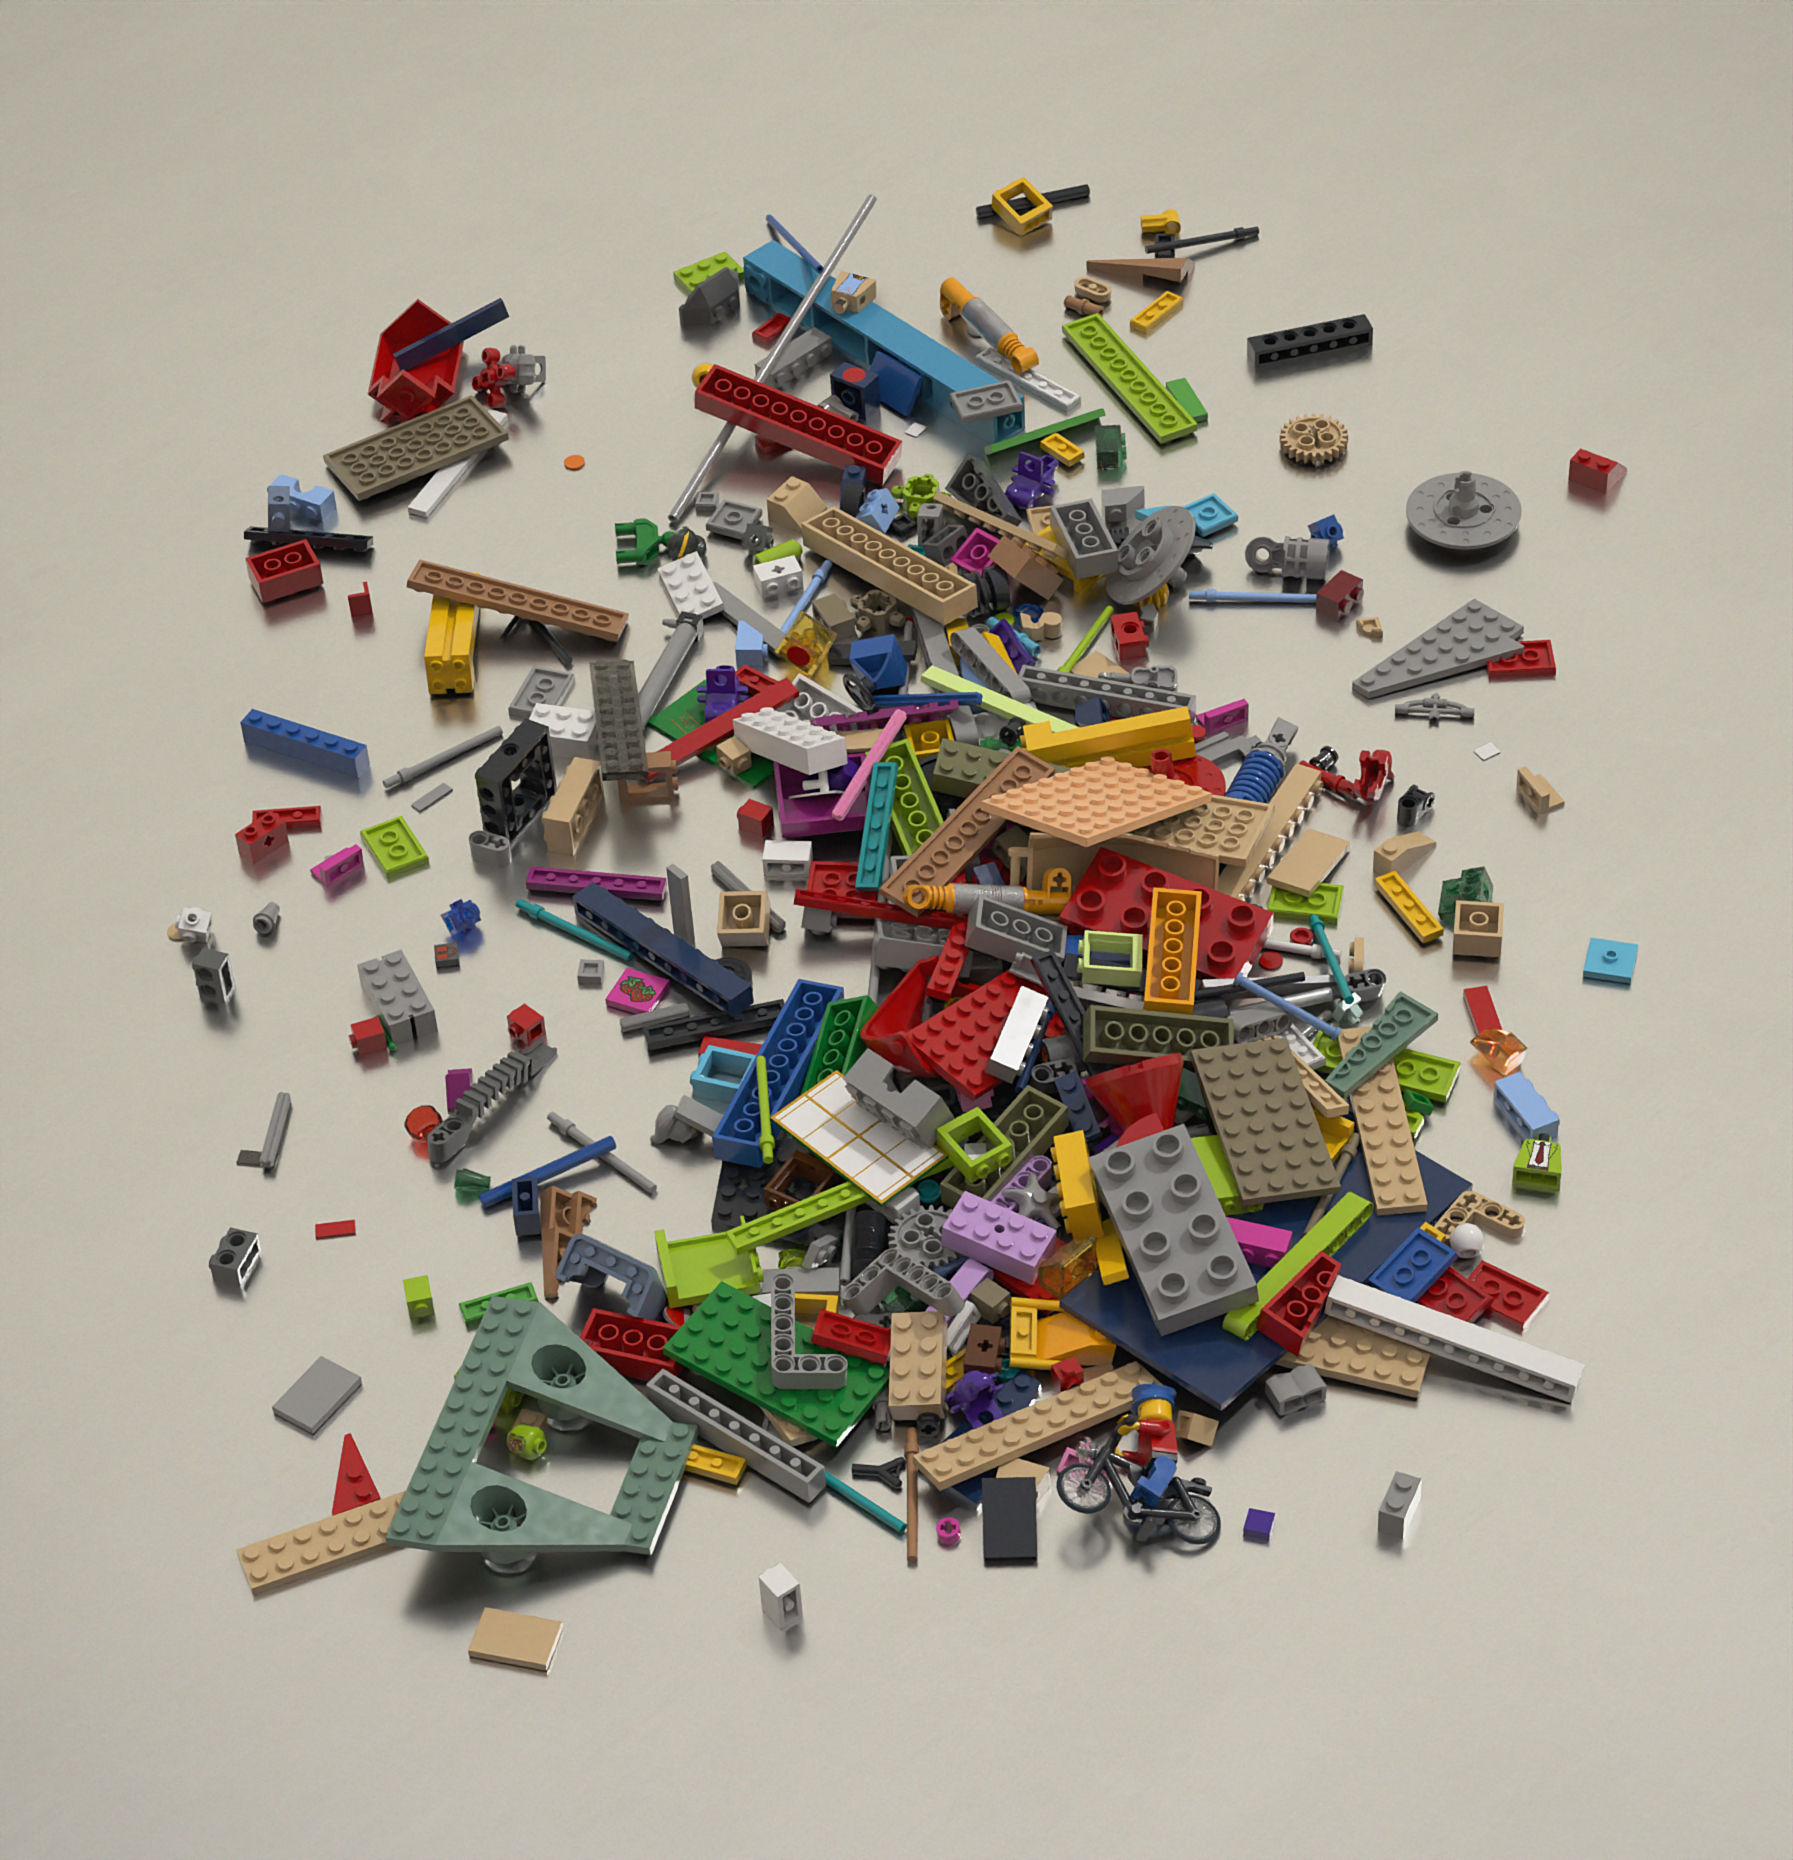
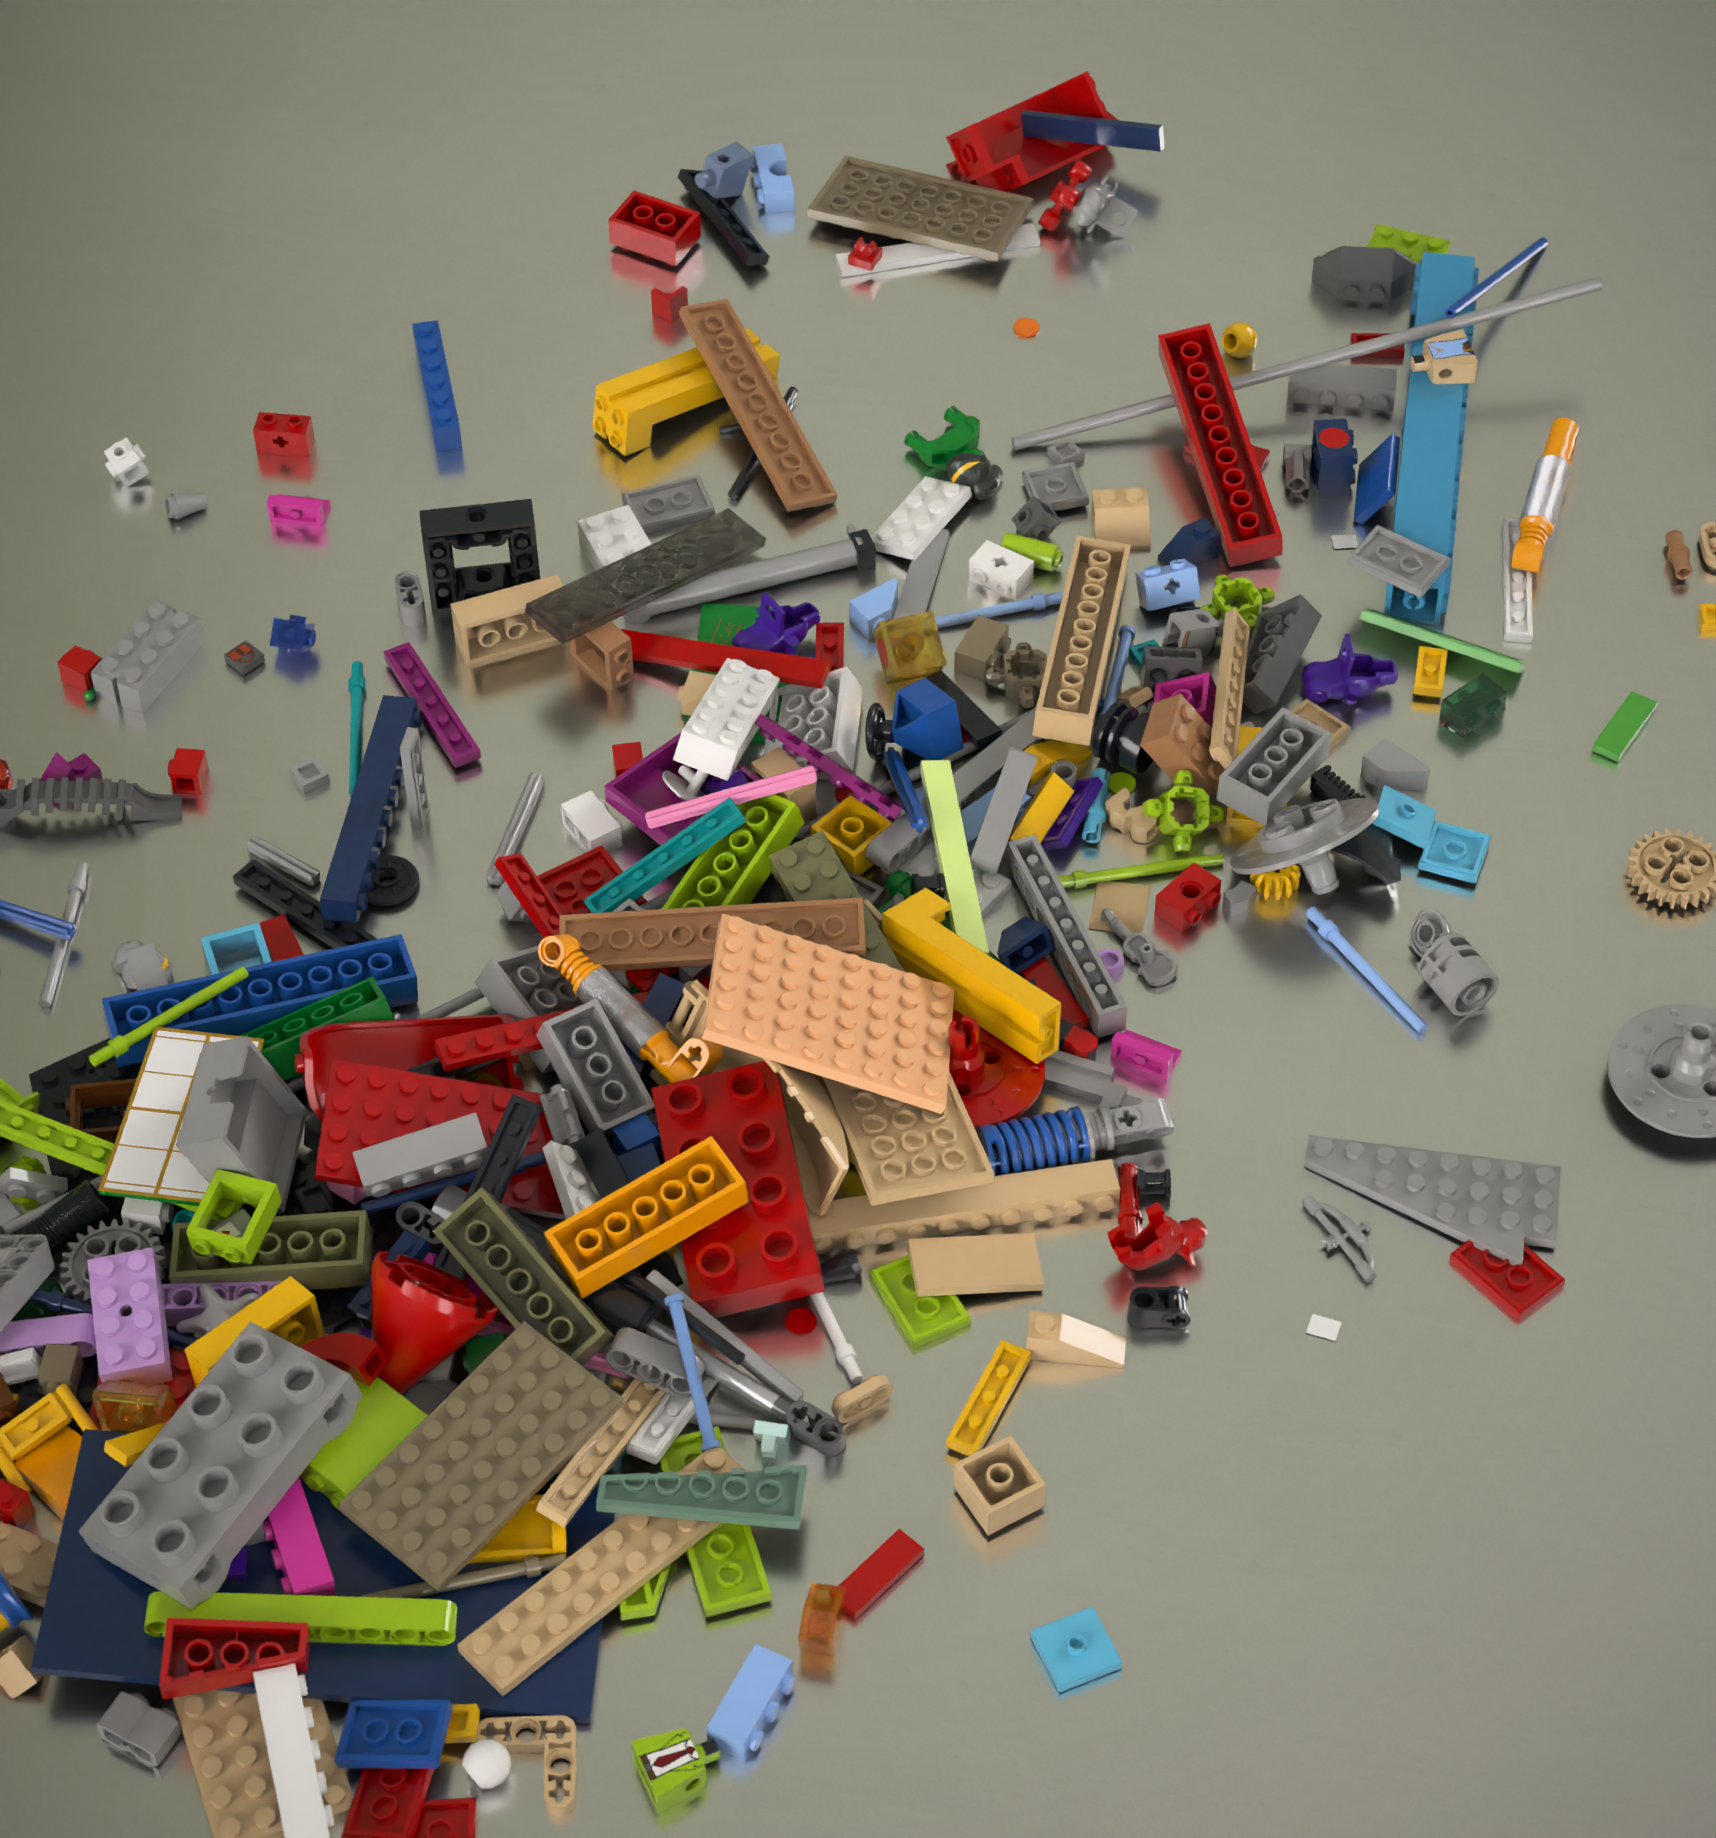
camera: 50 degrees right, 5 degrees up
(213, 975) = (64, 513): dark grey brick -> none
(295, 817) = (337, 439): red tile -> none
(394, 846) = (361, 532): lime tile -> none
(406, 774) = (464, 479): light grey bar -> none
(429, 492) = (865, 255): none -> red tile
(637, 991) = (308, 826): dark pink tile -> none
(743, 918) = (463, 841): tan brick -> none
(852, 499) = (1151, 548): black tyre -> none
(1017, 610) = (1144, 786): clear blue piece -> none
(1065, 599) = (1202, 815): none -> lime piece
(1112, 943) = (603, 1140): yellowish green window -> none
(1129, 378) = (1604, 659): lime plate -> none
(1302, 936) = (857, 1329): red tile -> none
(1317, 927) = (880, 1332): teal bar -> none
(1327, 529) = (1531, 960): blue brick -> none
(1339, 594) = (1439, 1040): dark red brick -> none
(1370, 626) = (1423, 1100): tan tile -> none
(1417, 1102) = (674, 1588): green tile -> none
(1472, 886) = (1054, 1443): clear green brick -> none
(1538, 791) = (1297, 1415): tan panel -> none

